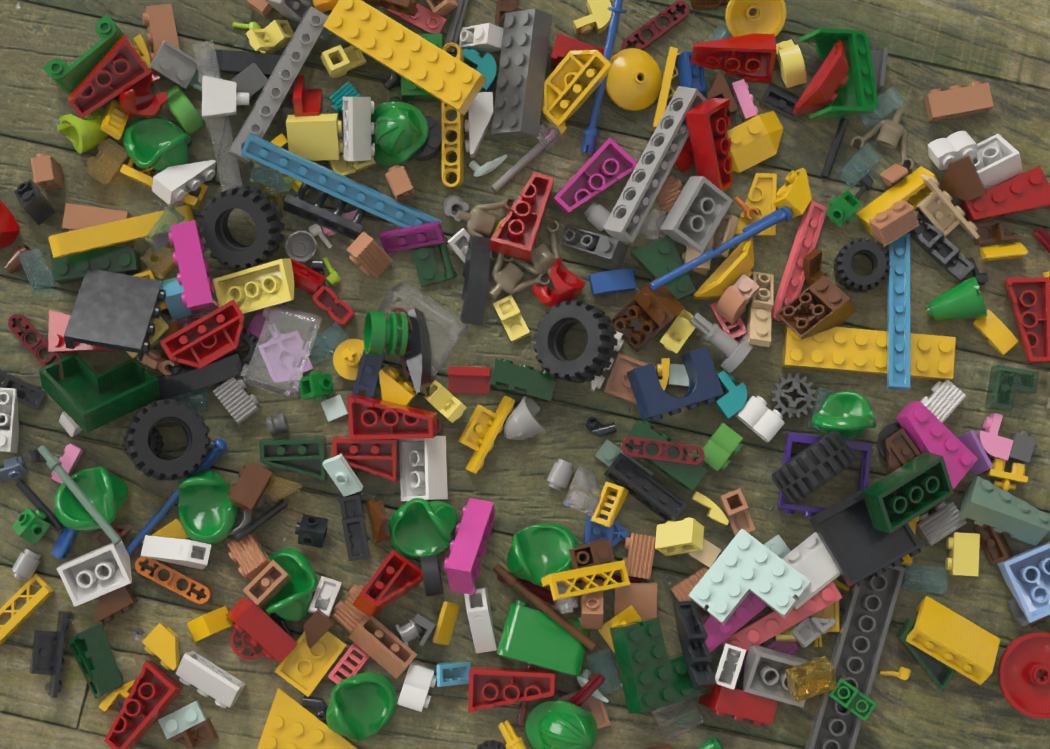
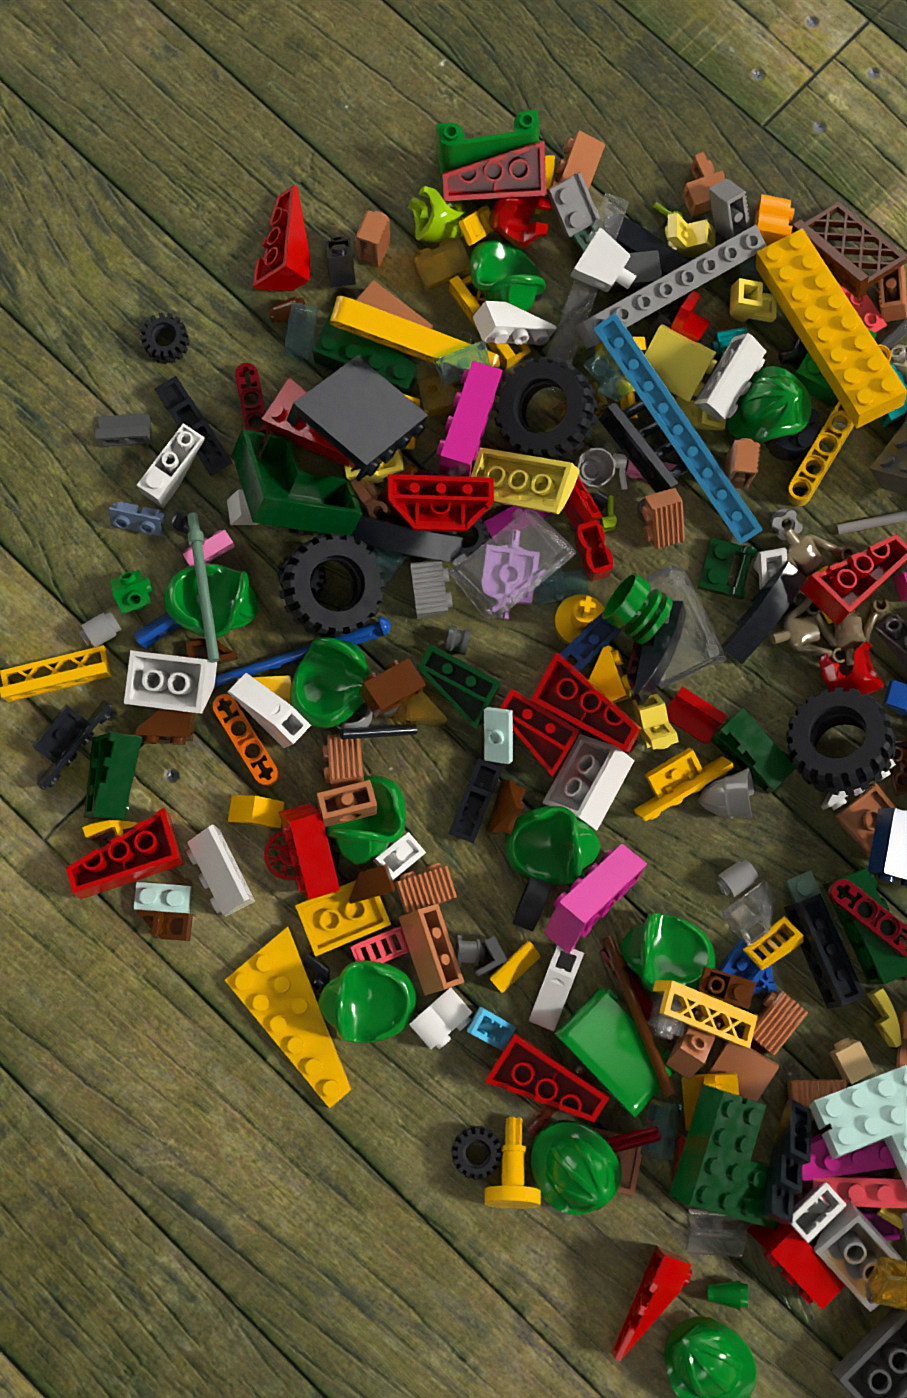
camera: 25 degrees right, 5 degrees down
(39, 504) = (152, 574): black bar -> none
(164, 644) = (194, 804): yellow slope -> none
(174, 300) = (425, 451): medium azure slope -> none
(184, 110) = (554, 258): bright green animal -> none
(312, 531) = (427, 776): black brick -> none
(316, 386) = (524, 624): green brick -> none
(334, 408) = (528, 660): light aqua tile -> none
(389, 583) = (479, 884): red wedge -> none
(412, 237) = (721, 527): magenta tile -> none
(479, 120) = (865, 446): white slope -> none
(487, 167) = (842, 503): light aqua bar -> none
(511, 319) = (777, 678): light yellow slope -> none
(583, 679) = (632, 1124): light aqua bar -> none
(599, 429) = (807, 855): black arm -> none
(679, 537) = (835, 1028): light yellow brick -> none

